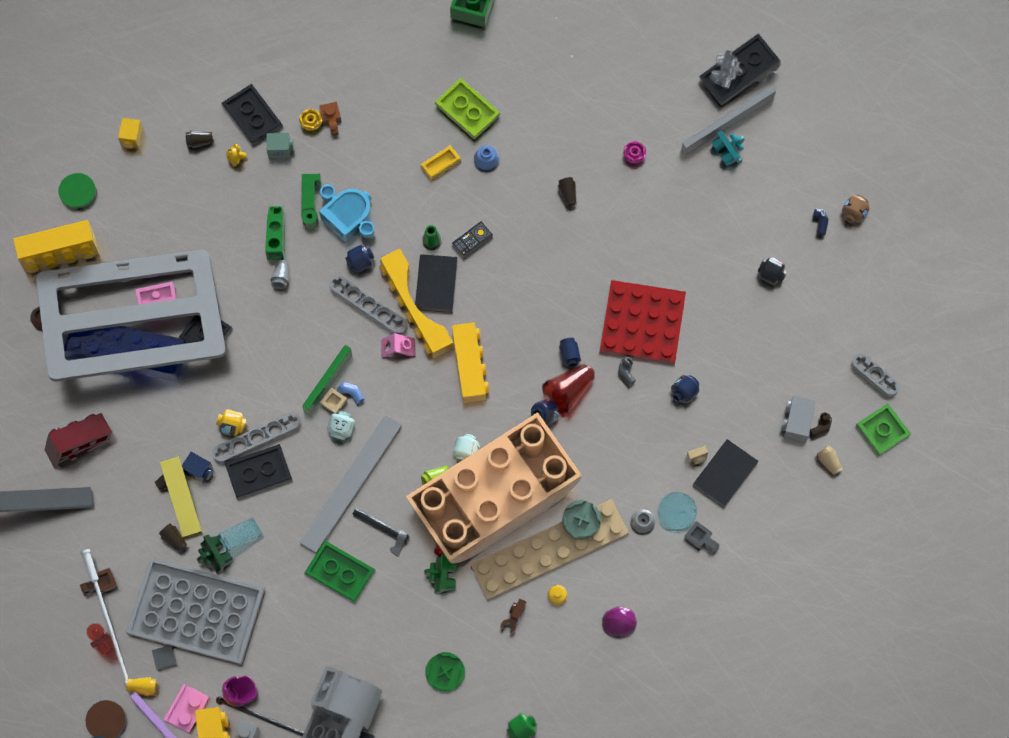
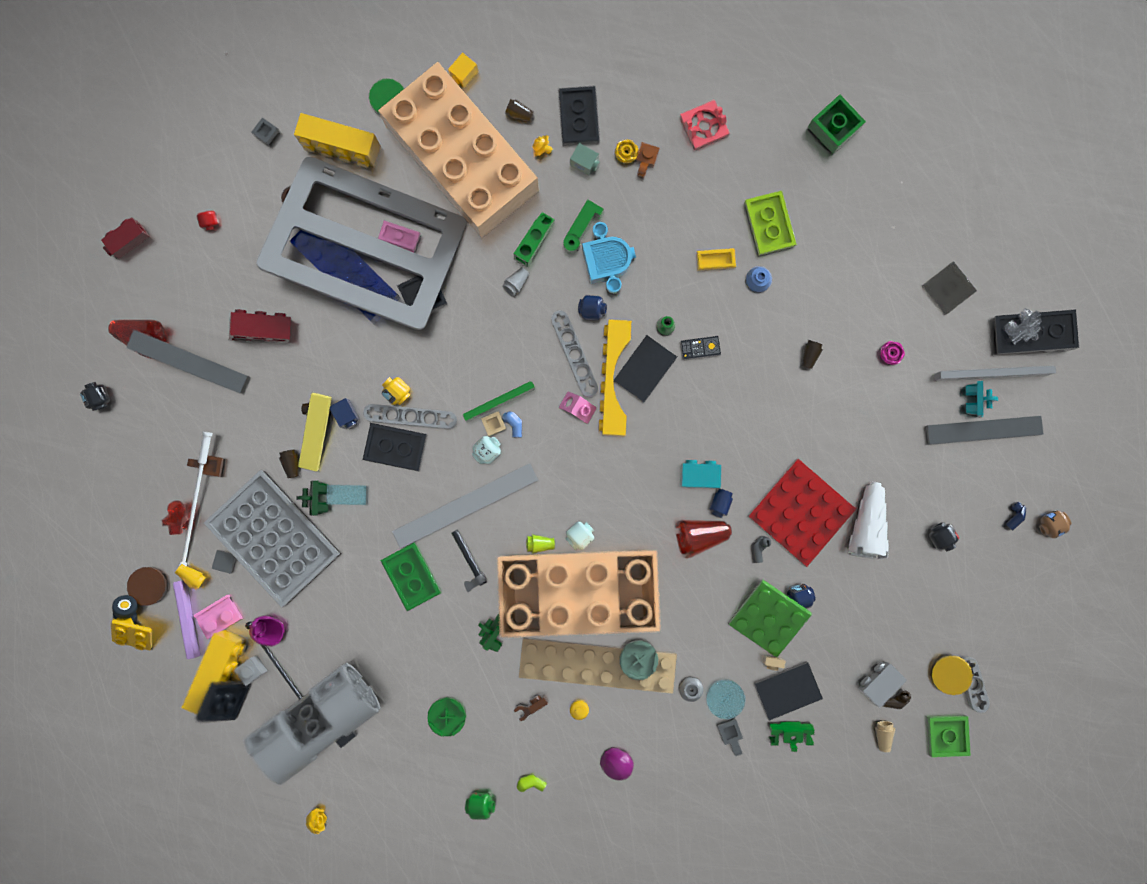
camera: 30 degrees right, 15 degrees up
(168, 195) = (459, 149): none -> light nougat brick
(360, 46) = (711, 107): none -> coral piece
(469, 363) = (629, 459): yellow brick -> none
(537, 340) = (700, 475): none -> teal brick
(547, 410) = (666, 545): dark blue head -> none
(552, 682) = (530, 781): none -> lime arm
(648, 76) = (949, 288): none -> clear smoke tile
(670, 420) = (770, 618): none -> bright green plate
(707, 299) = (871, 526): none -> white cone
(749, 170) = (984, 430): none -> dark grey tile
(759, 498) = (791, 729): none -> green piece
(852, 377) = (952, 675): none -> yellow tile

